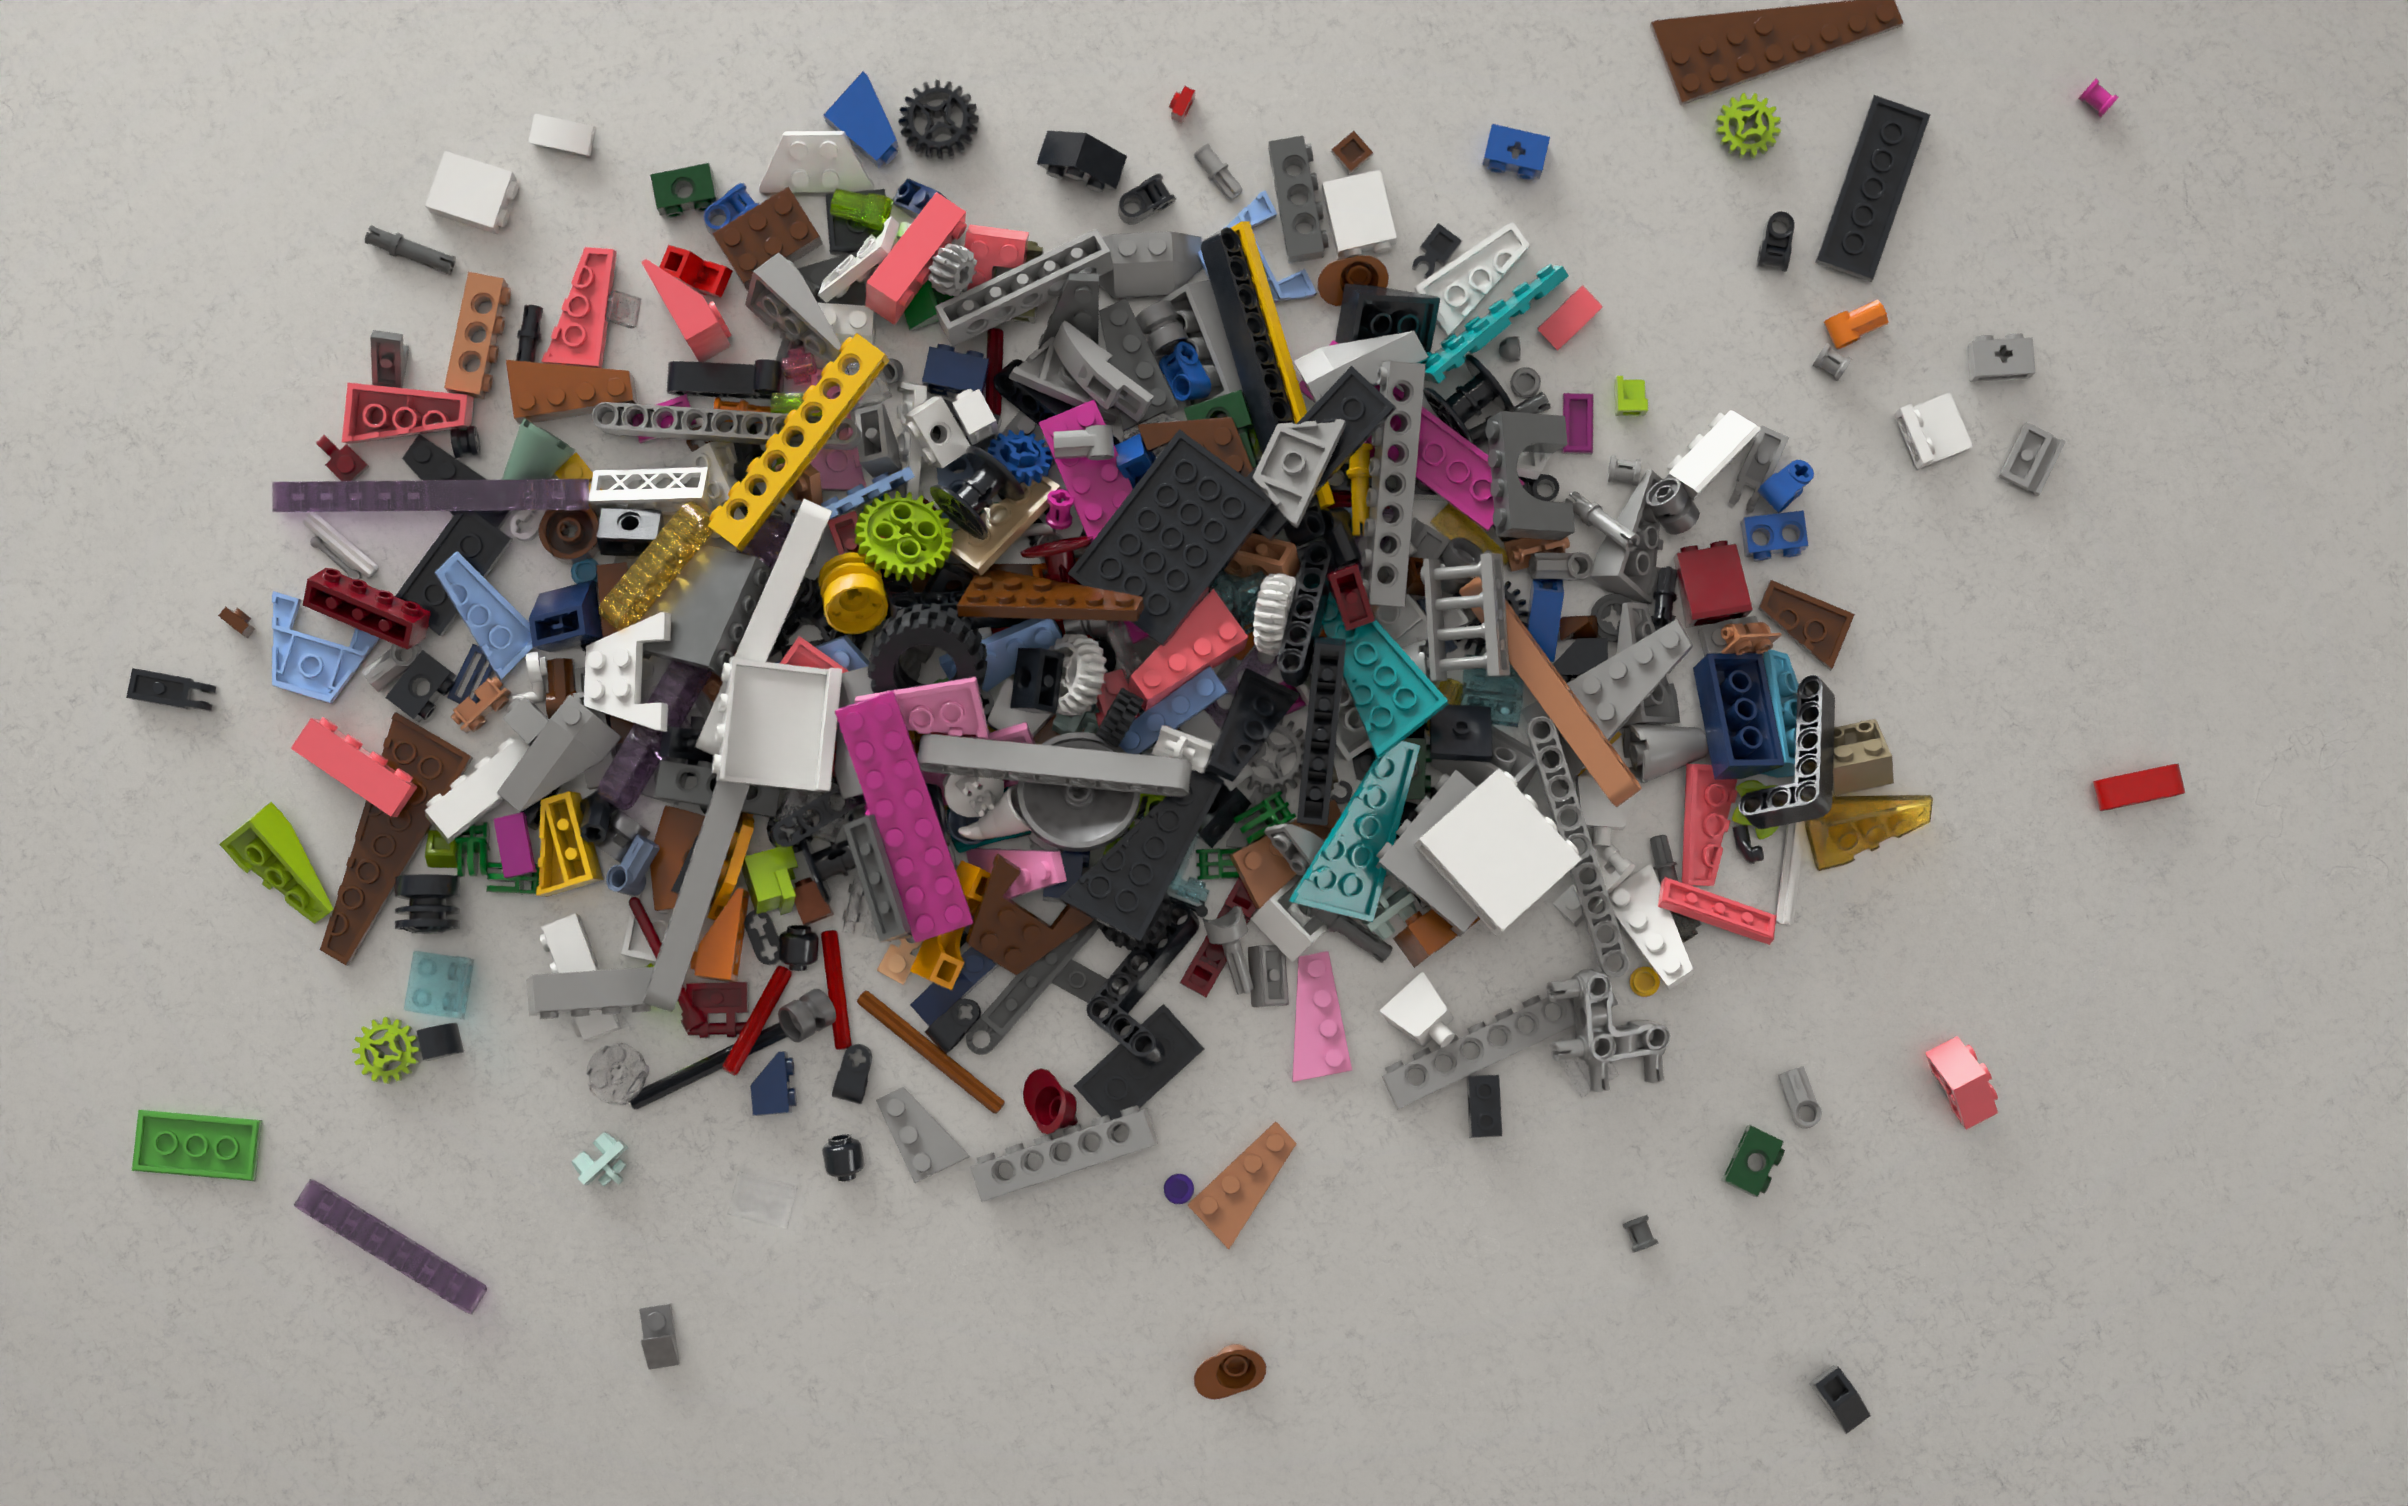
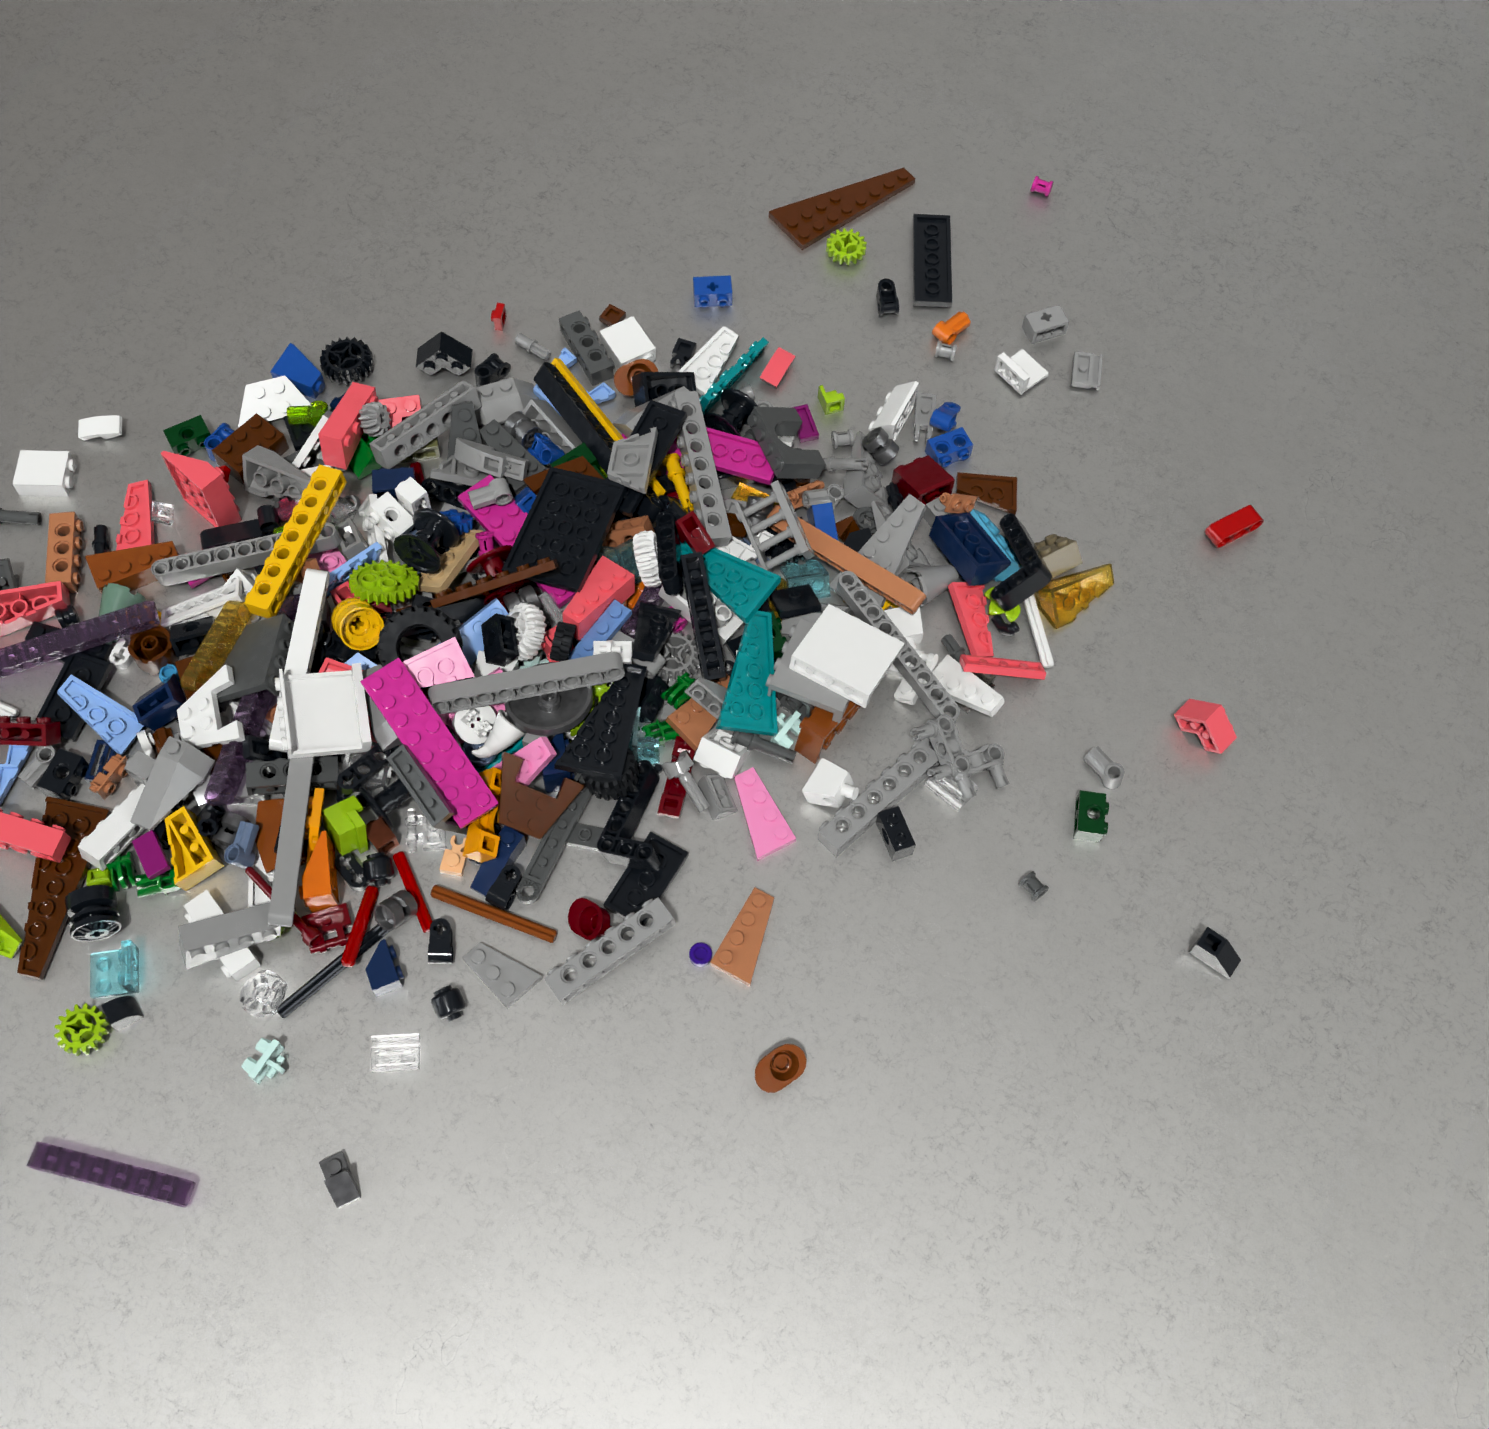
camera: 20 degrees left, 20 degrees down
(1644, 981) = (972, 726): yellow plate -> none

